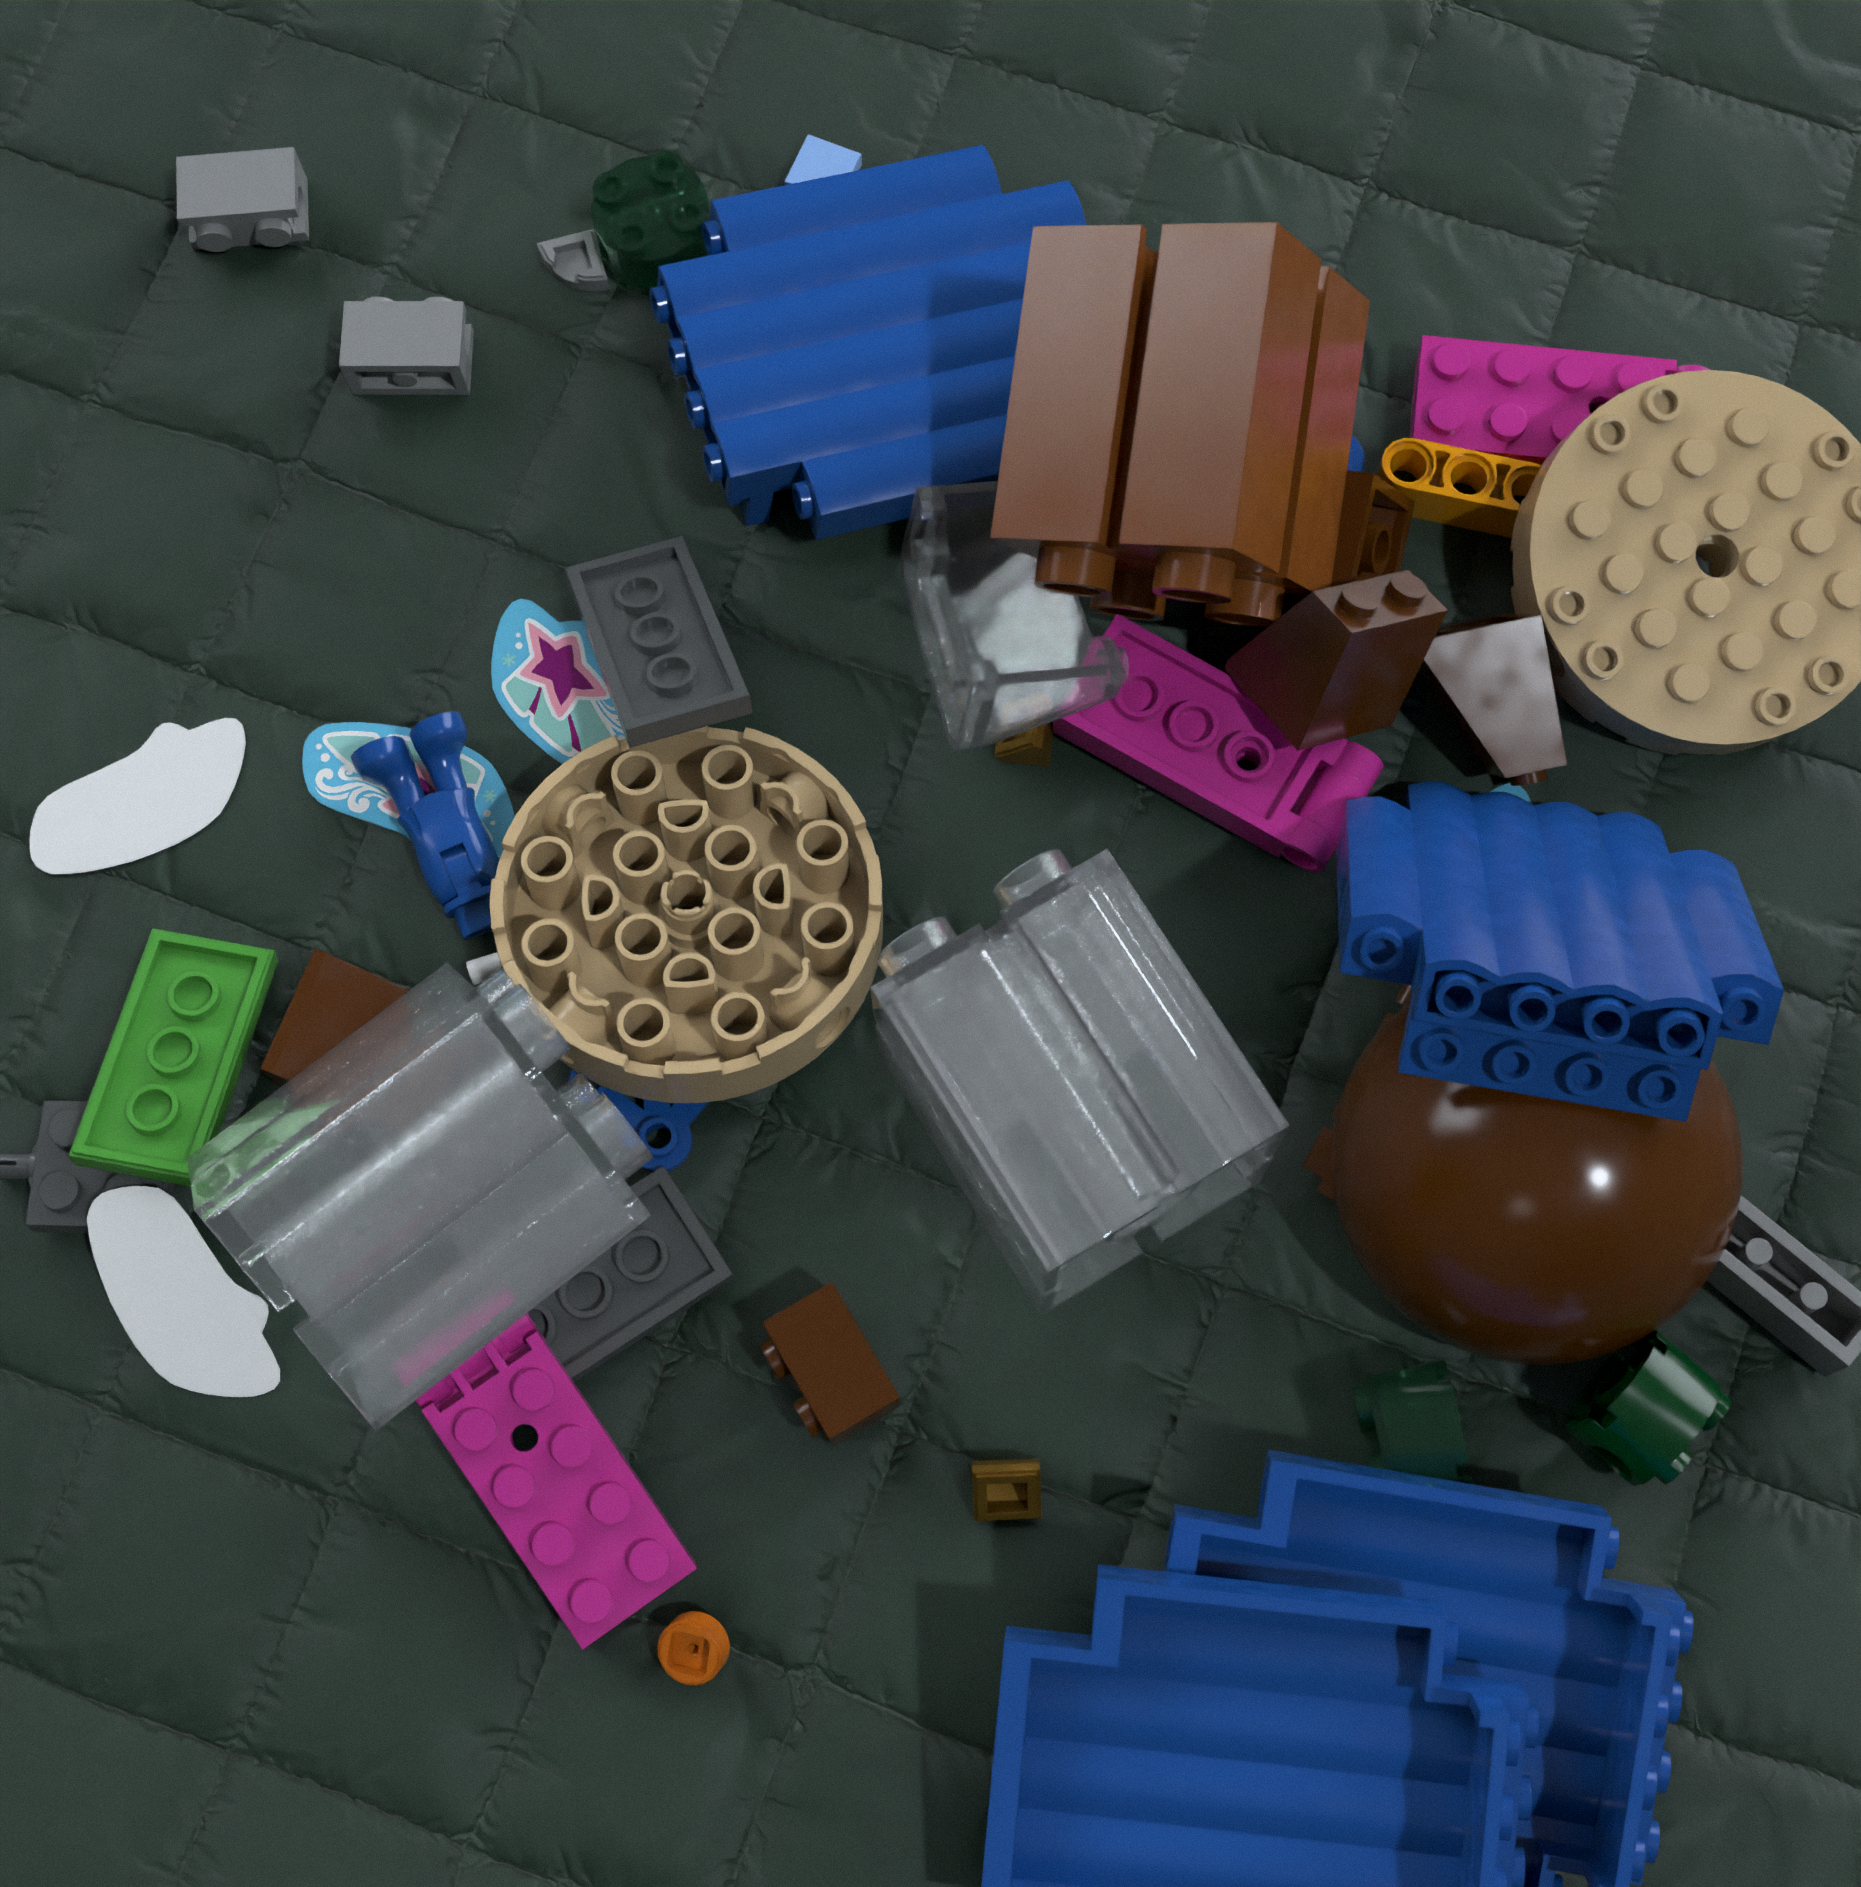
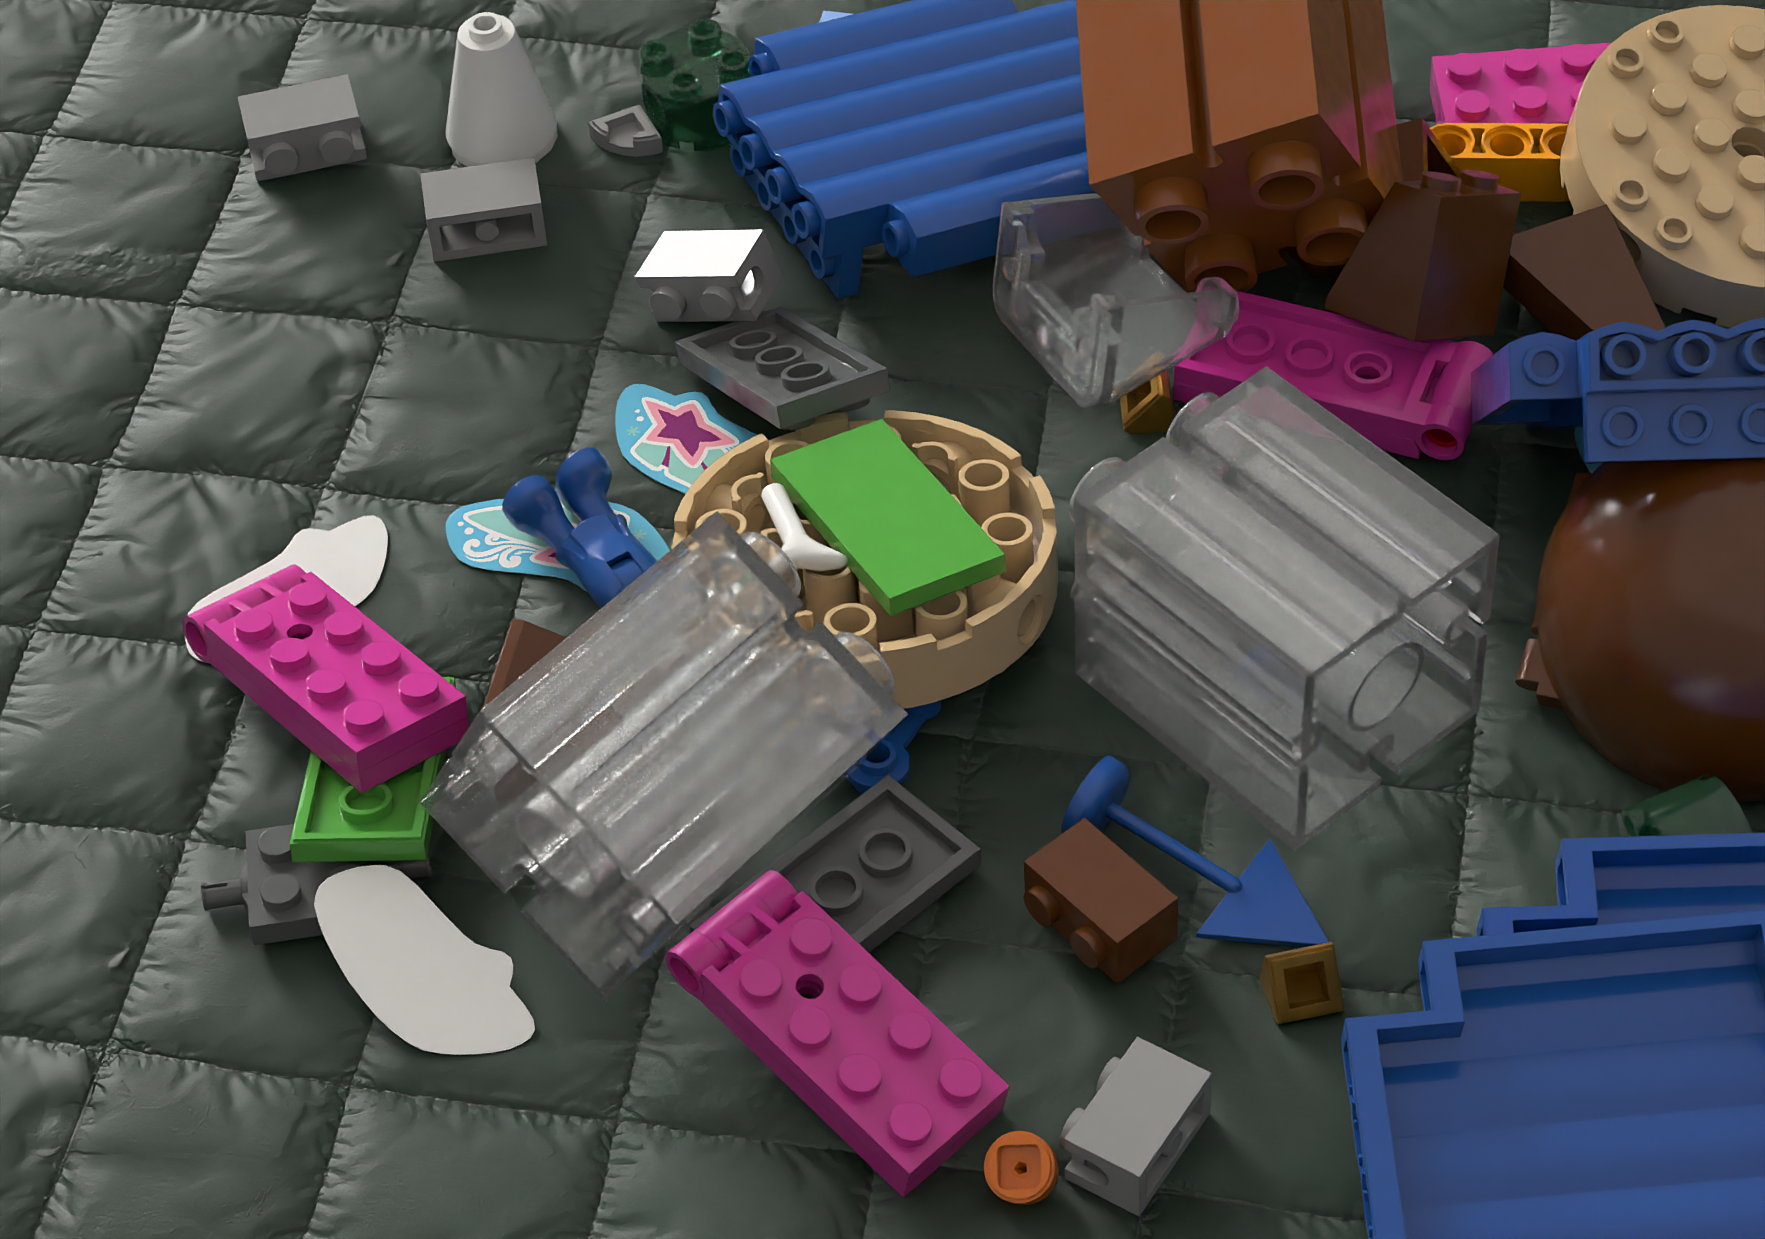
camera: 10 degrees left, 25 degrees down
(154, 959) = (329, 676): none -> dark pink hinge
(443, 213) = (496, 97): none -> white cone
(611, 922) = (797, 545): none -> white piece
(612, 494) = (710, 275): none -> light grey brick
(709, 892) = (887, 516): none -> bright green tile
(807, 1625) = (1136, 1125): none -> light grey brick
(991, 1382) = (1259, 905): none -> blue piece

